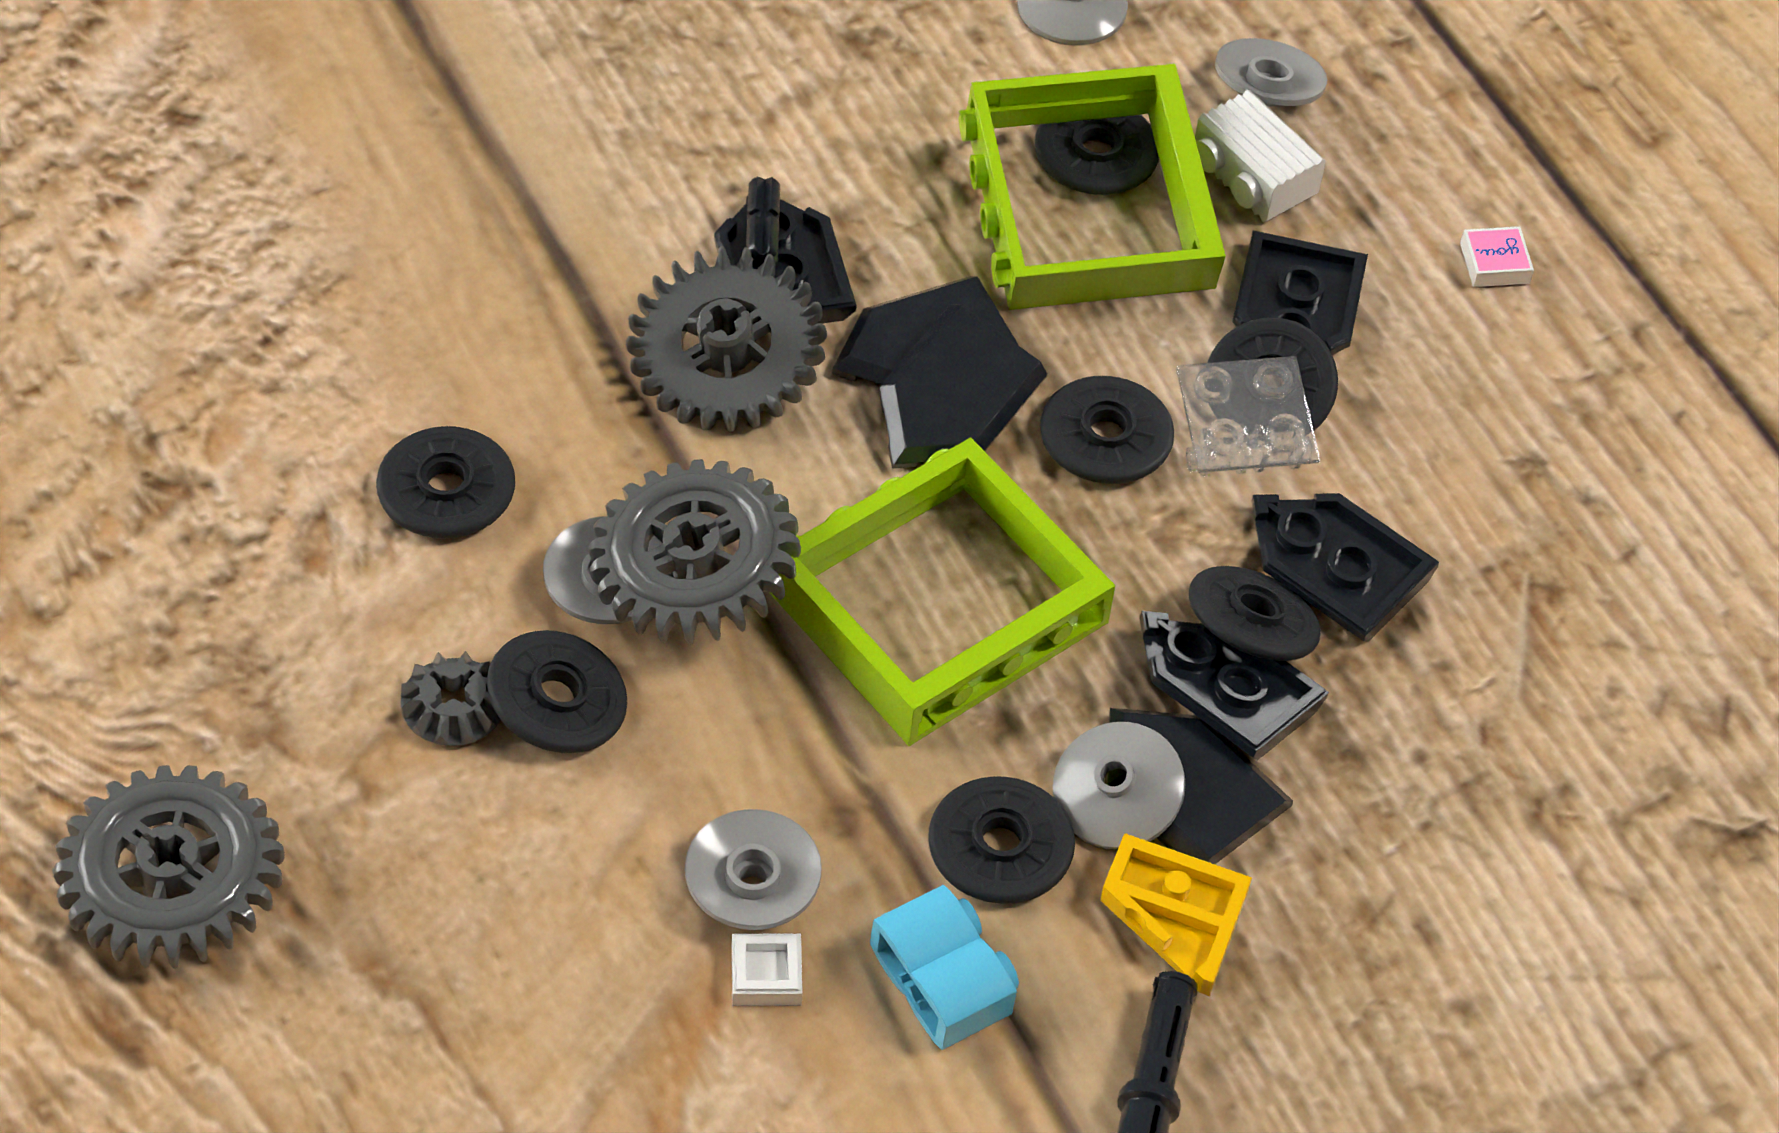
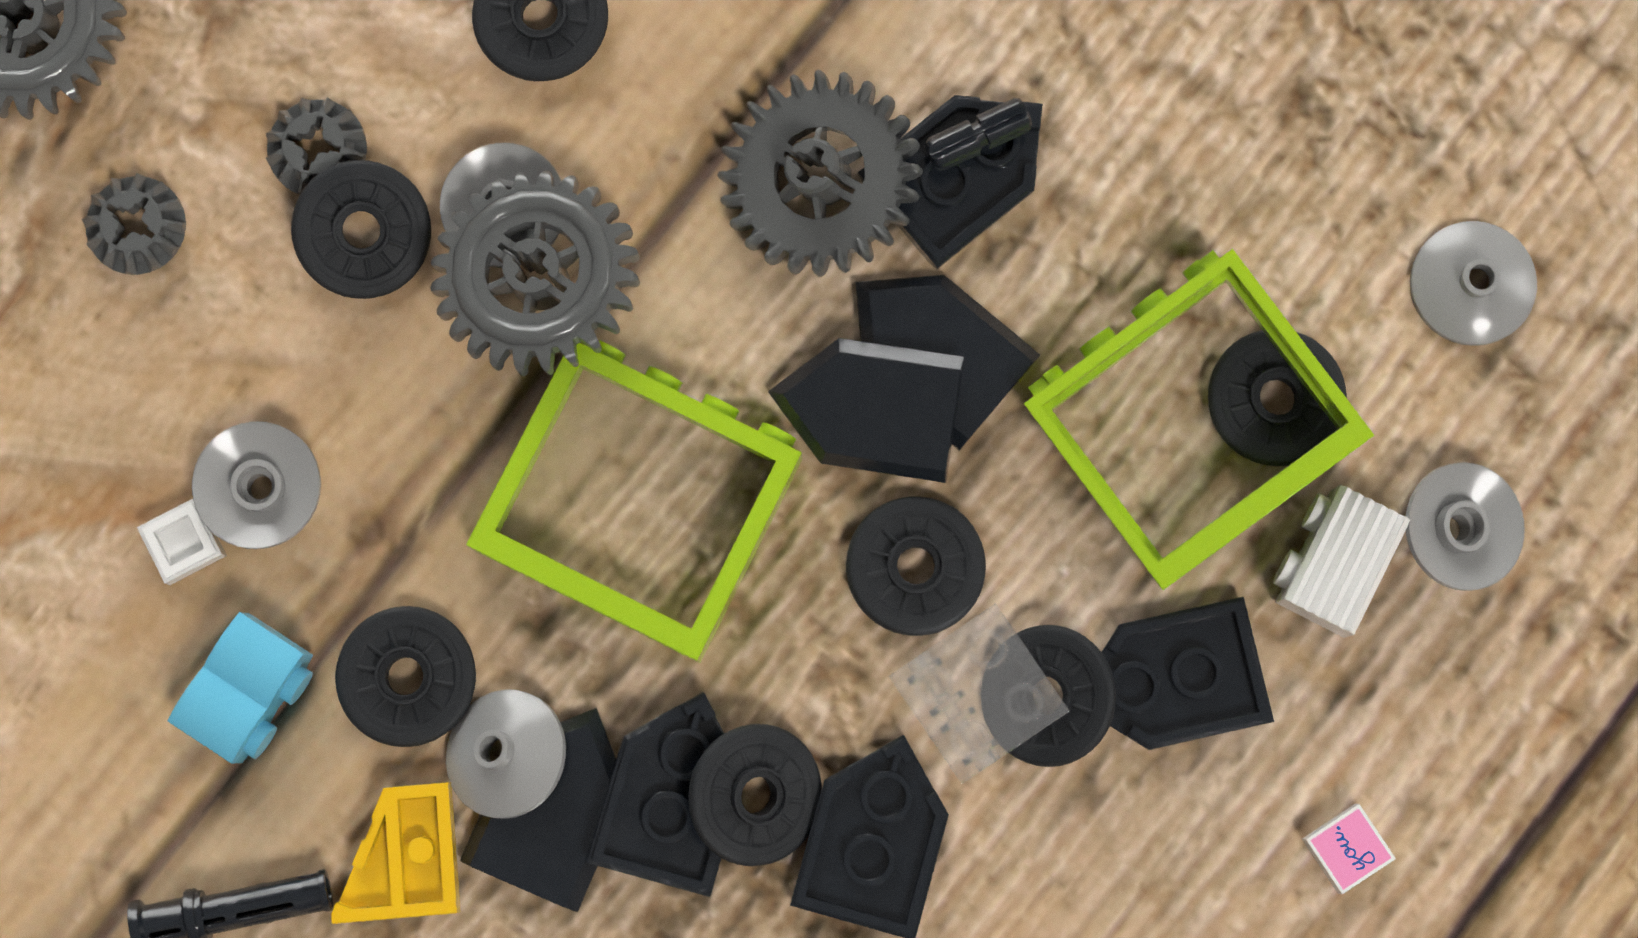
camera: 70 degrees right, 30 degrees up
(419, 898) = (136, 252): none -> dark grey gear

